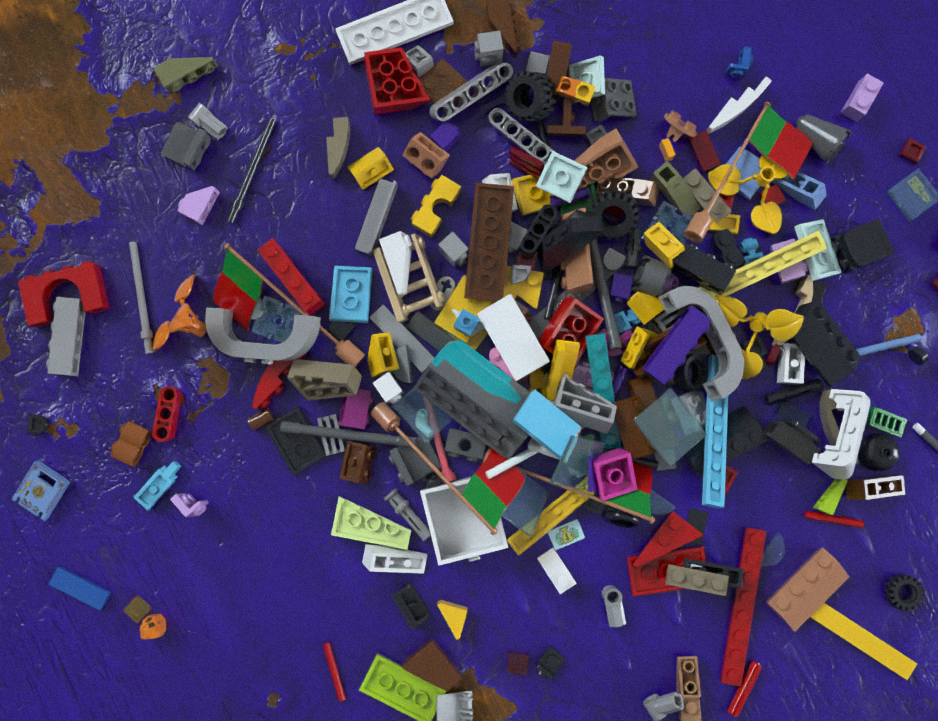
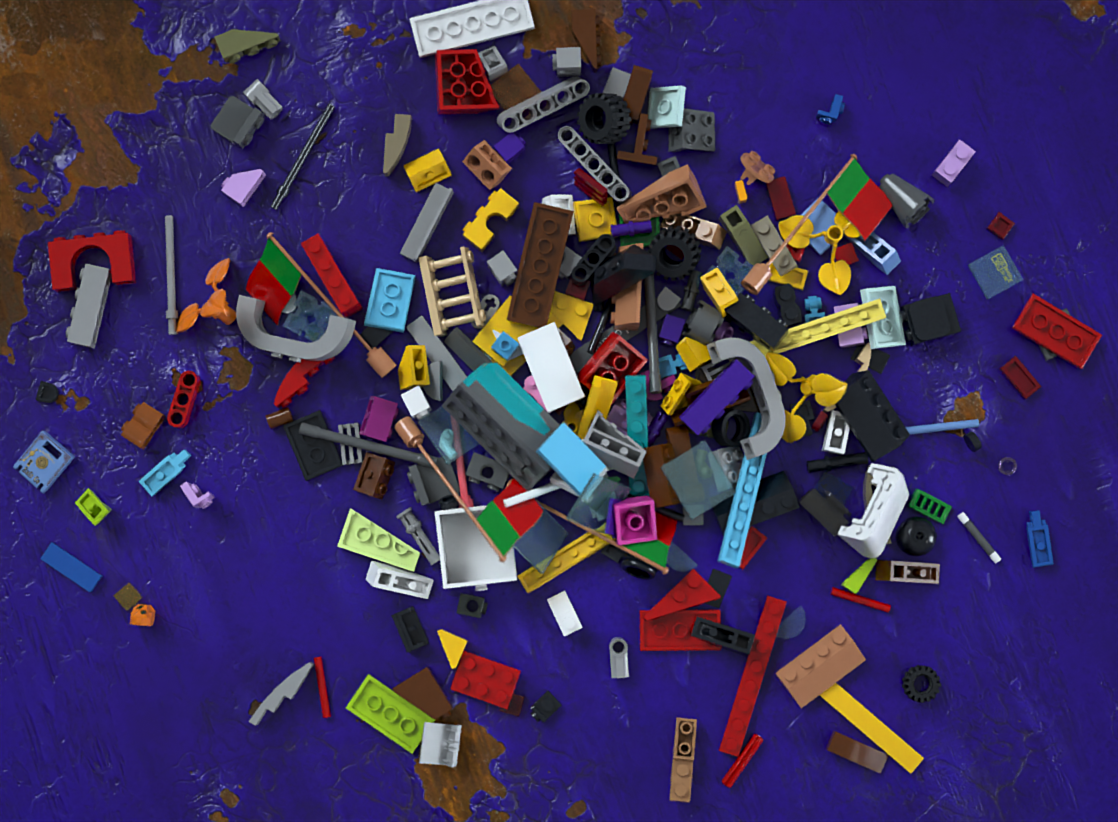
camera: 10 degrees right, 0 degrees up
(92, 528) = (92, 507): none -> lime slope
(299, 680) = (287, 688): none -> light grey slope
(324, 379) = (351, 385): dark tan wedge -> none
(398, 257) = (443, 266): white slope -> none
(460, 581) = (462, 605): none -> pearl dark grey brick
(489, 644) = (485, 679): none -> red plate
(519, 273) = (568, 302): light grey tile -> none
(561, 176) = (623, 207): light aqua tile -> none
(566, 534) = (580, 579): clear light blue sticker -> none
(575, 90) = (650, 119): leg -> none
(662, 705) = (653, 764): light grey piece -> none
(696, 580) = (704, 639): dark tan plate -> none
(735, 108) = (816, 158): white slope -> none
(852, 666) = (856, 752): none -> reddish brown slope

